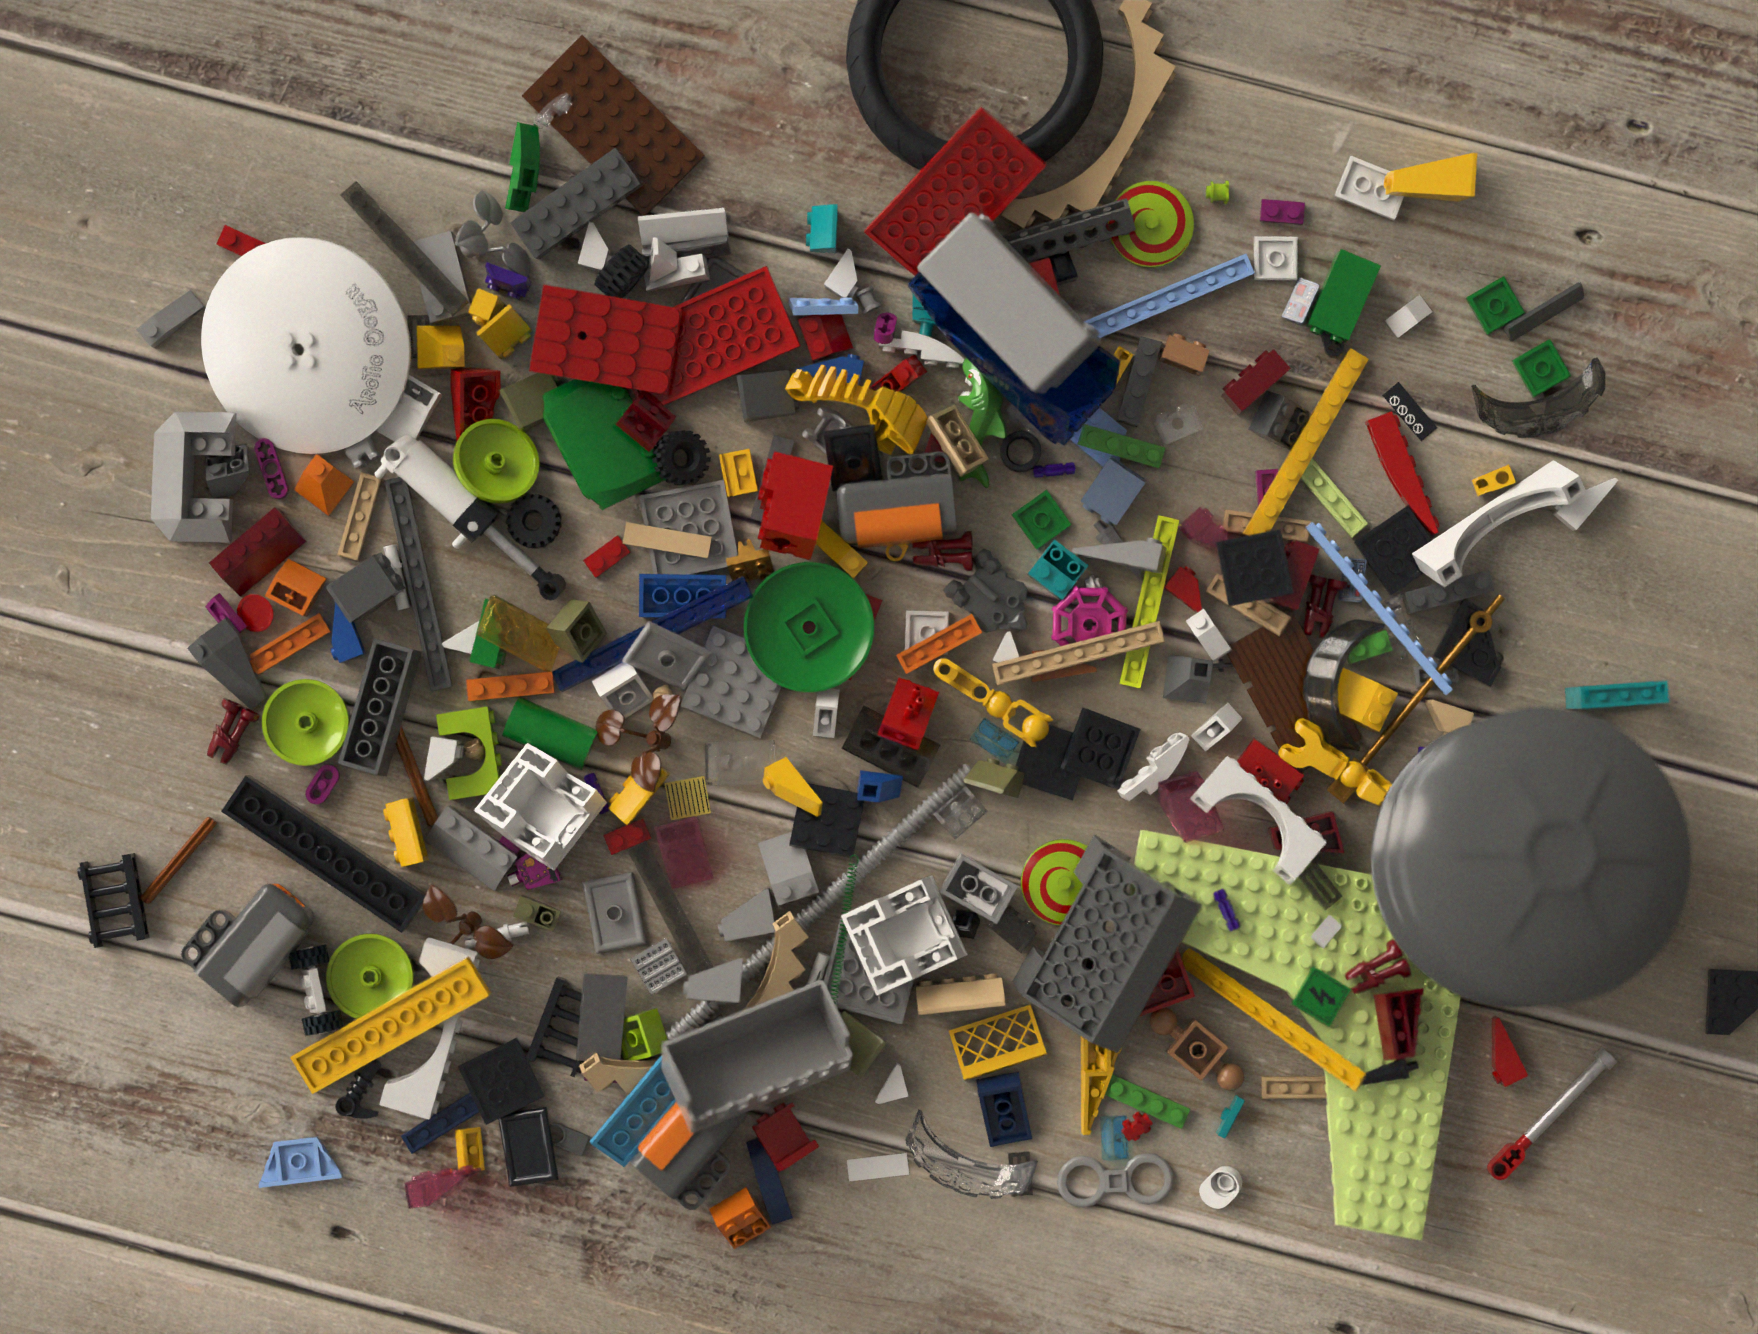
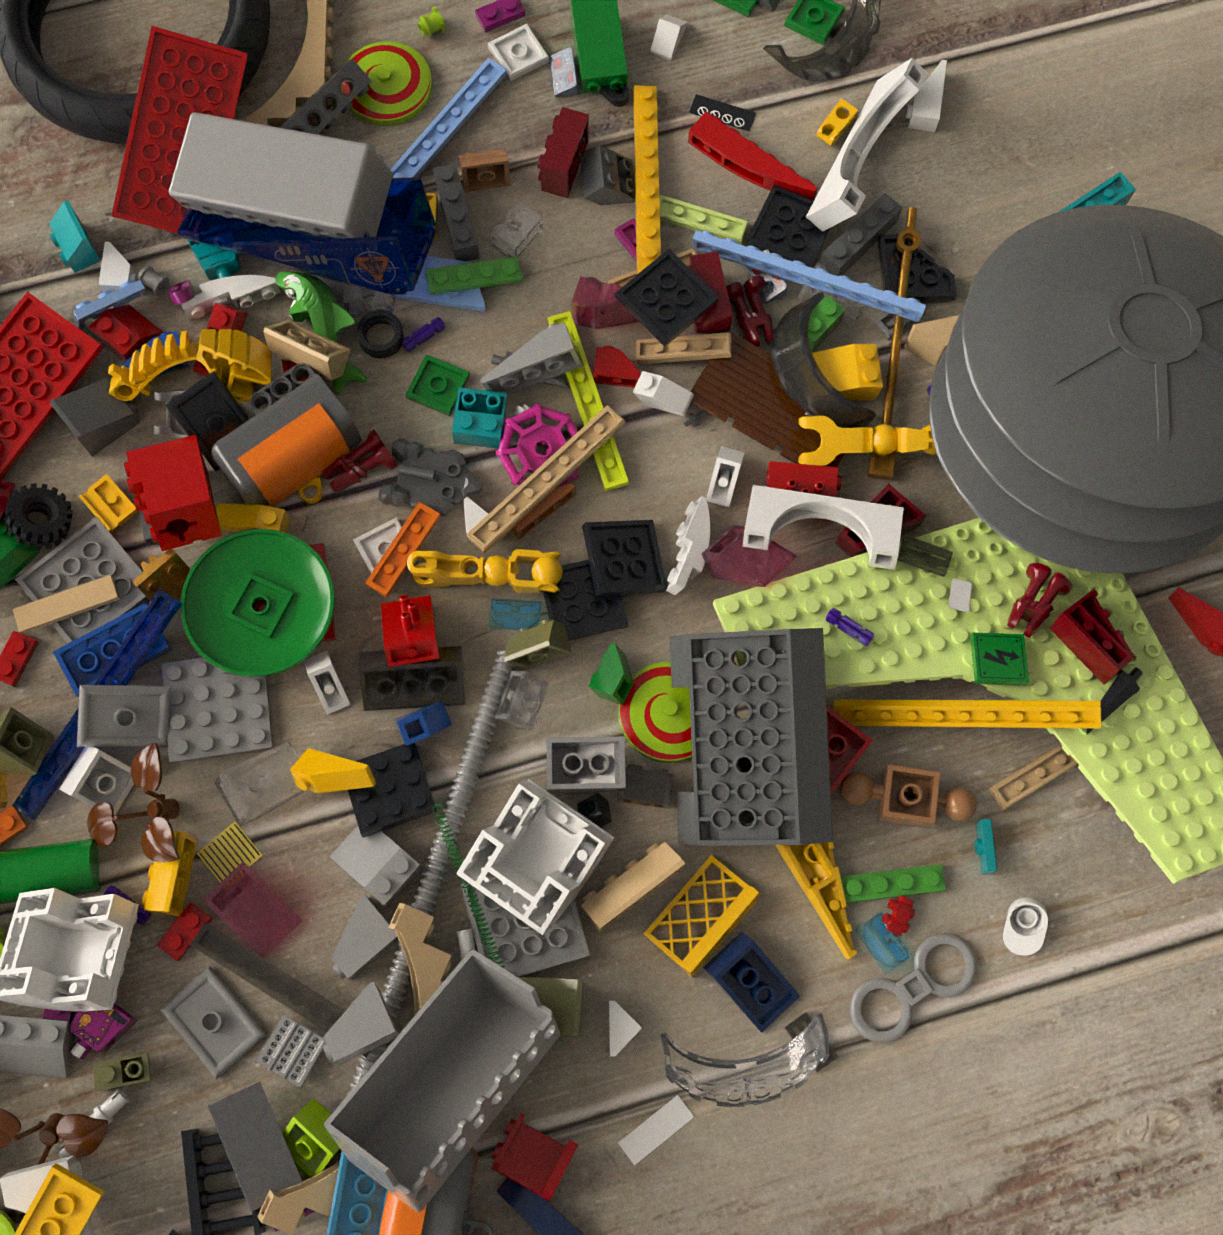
camera: 35 degrees left, 15 degrees down
(1038, 833) = (613, 676): none -> green slope
(1113, 491) = (490, 318): sand blue brick -> none
(1187, 679) = (669, 446): dark grey slope -> none

